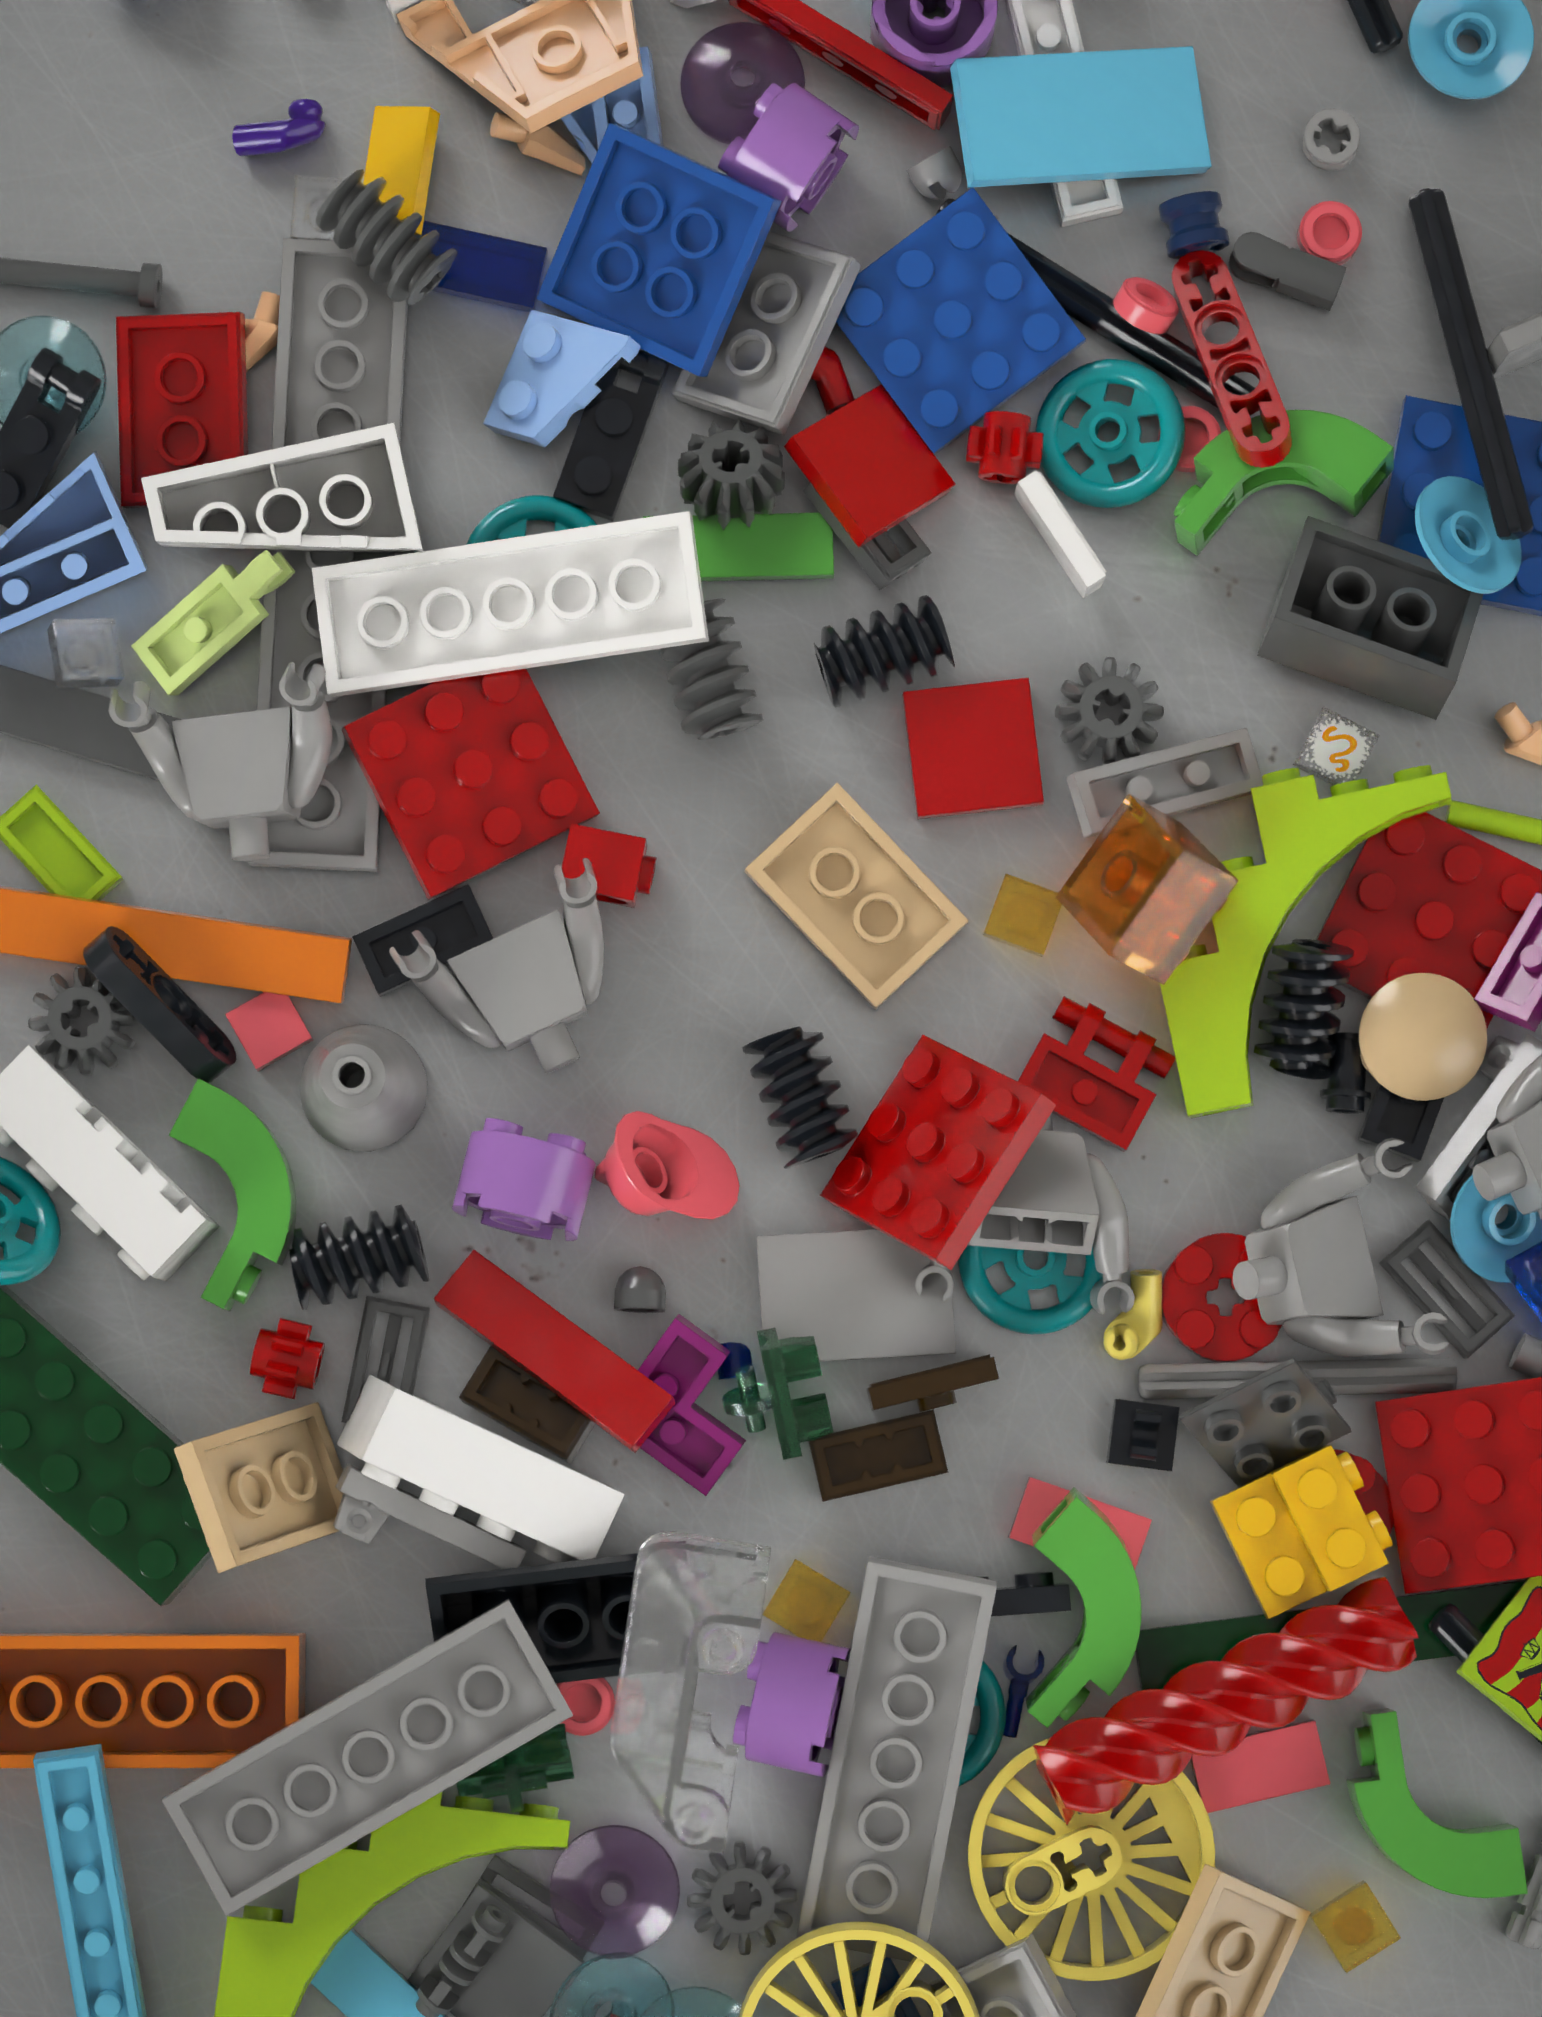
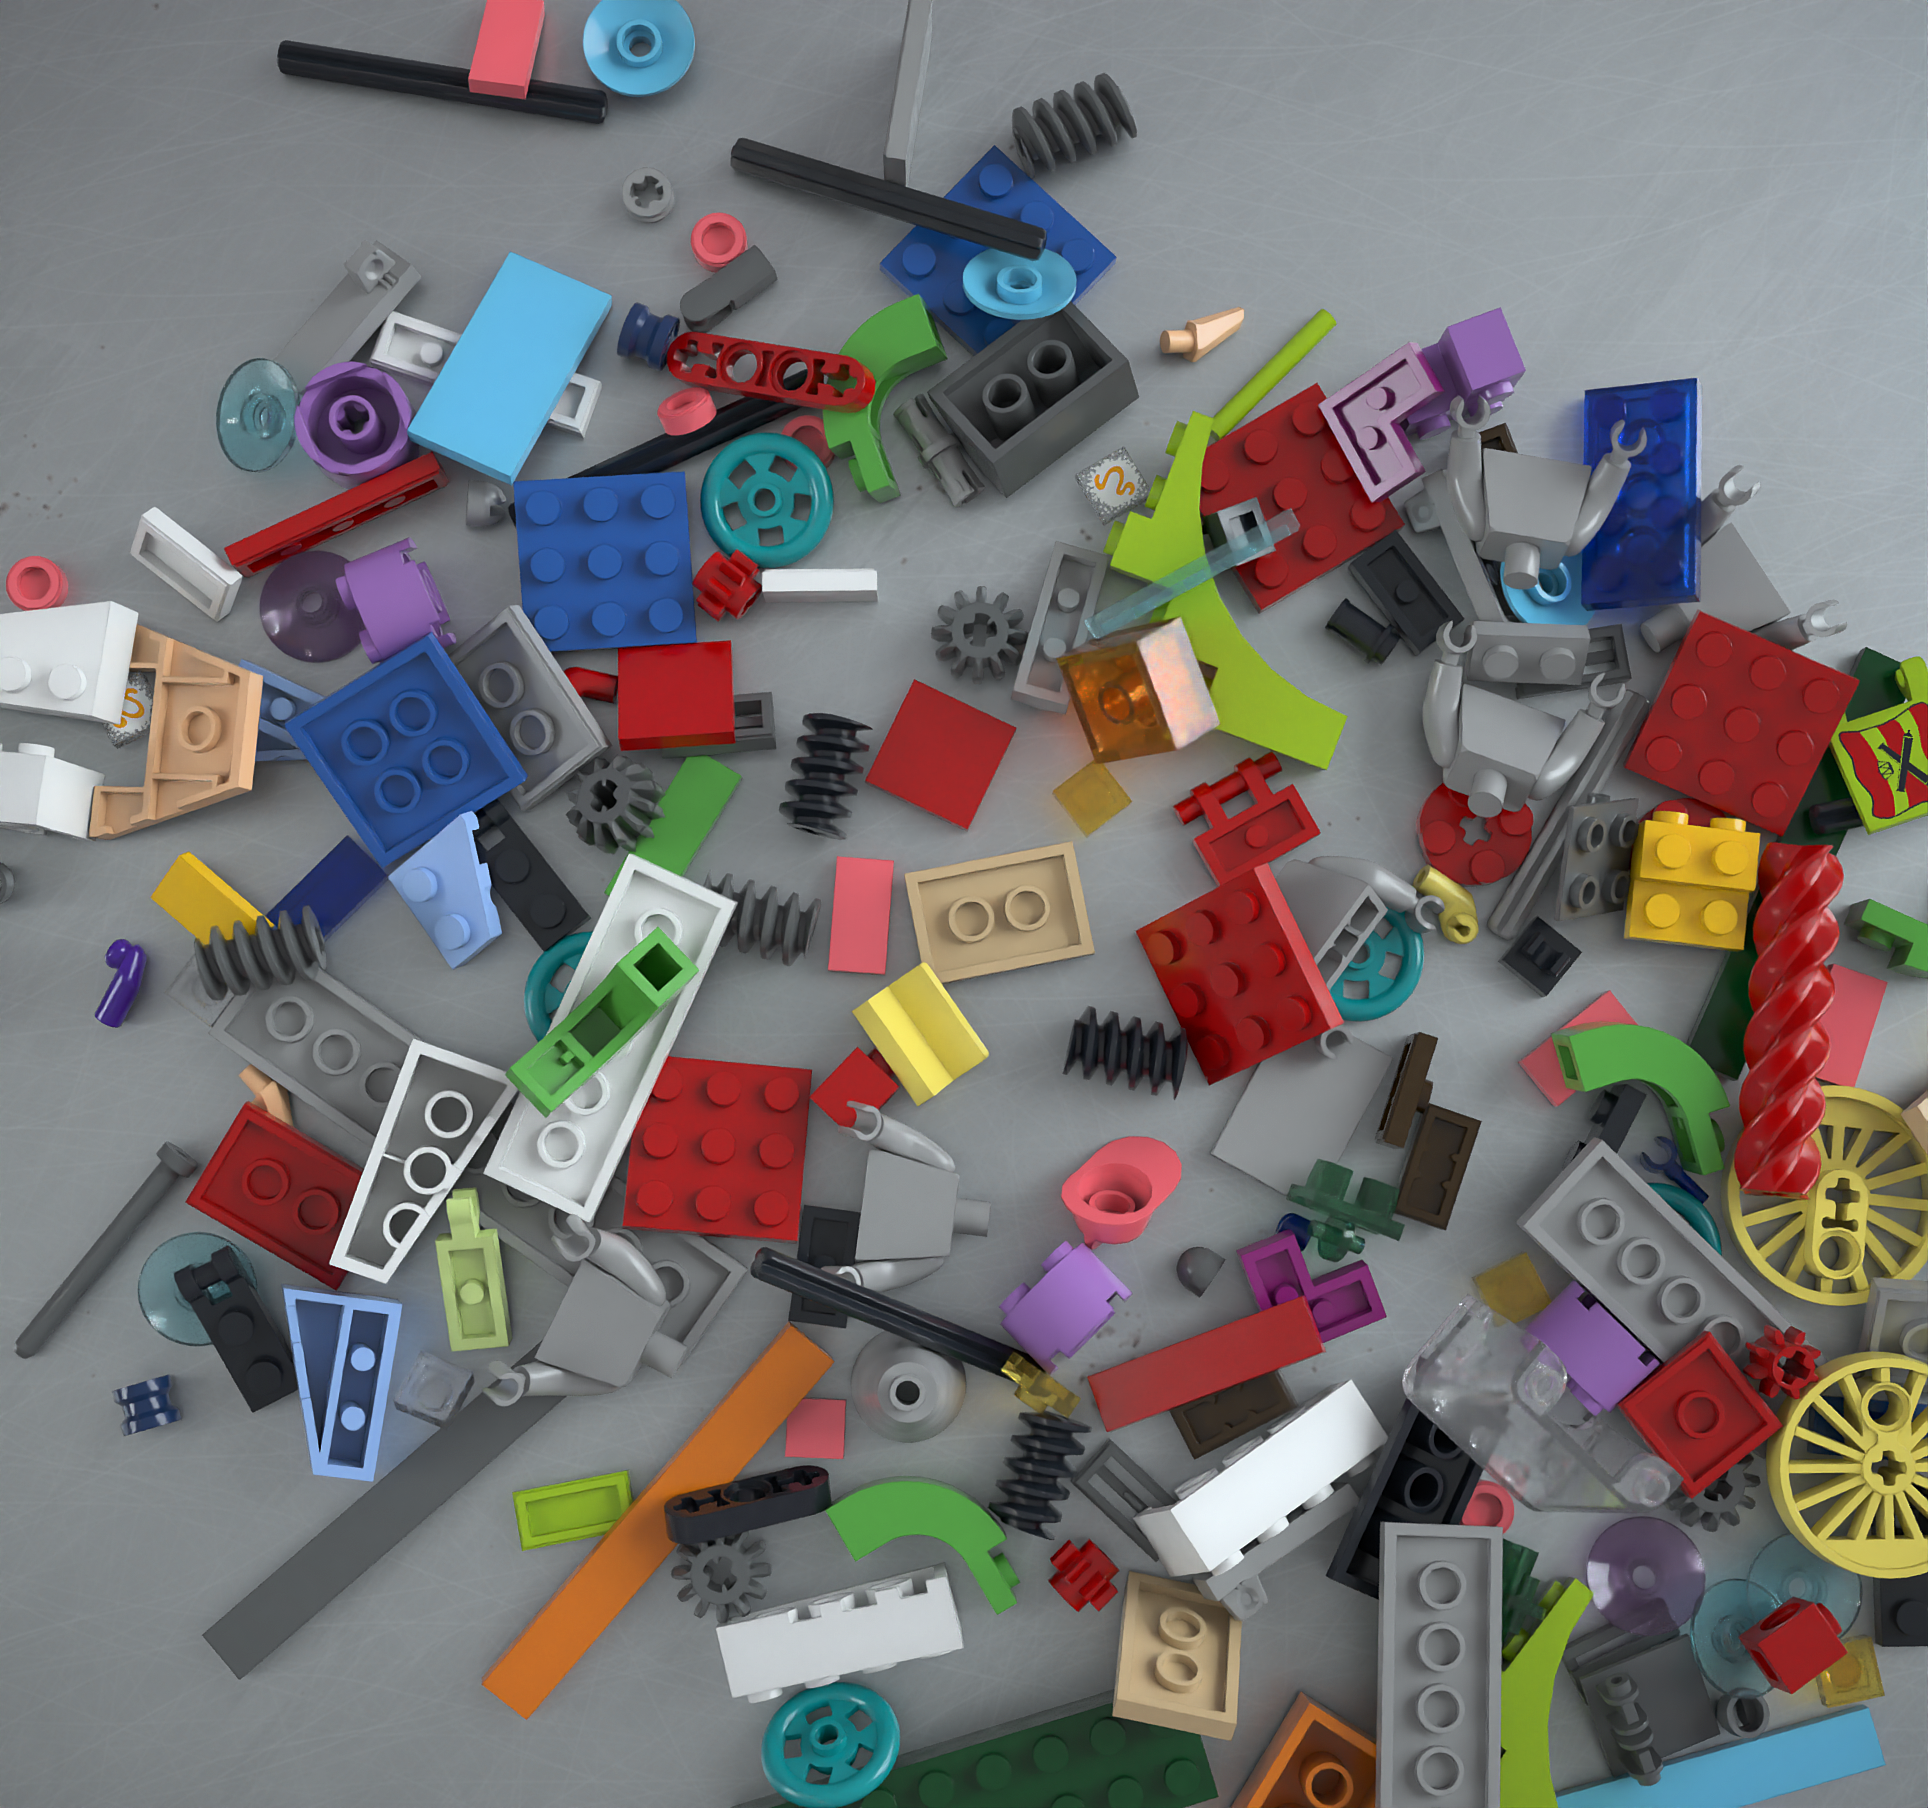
camera: 60 degrees left, 0 degrees up
(415, 1028) = (882, 1311): none -> black axle
(433, 1205) = (1038, 1388): none -> clear yellow plate
(515, 586) = (603, 1022): none -> bright green arch
(542, 144) = (265, 787): light nougat bar -> none
(696, 891) = (921, 1033): none -> light yellow panel
(773, 769) = (861, 915): none -> coral tile
(796, 1842) = (1699, 1413): none -> red tile
(910, 1882) = (1796, 1371): none -> red gear
(1262, 564) = (939, 450): none -> light grey pin
(1287, 867) = (1192, 574): none -> clear light blue tile
(1305, 1007) = (1299, 630): black piece -> none
(1360, 892) = (1234, 521): none -> tile
(1422, 1036) = (1375, 557): tan dish -> none
(1424, 1238) = (1528, 653): none -> light grey plate

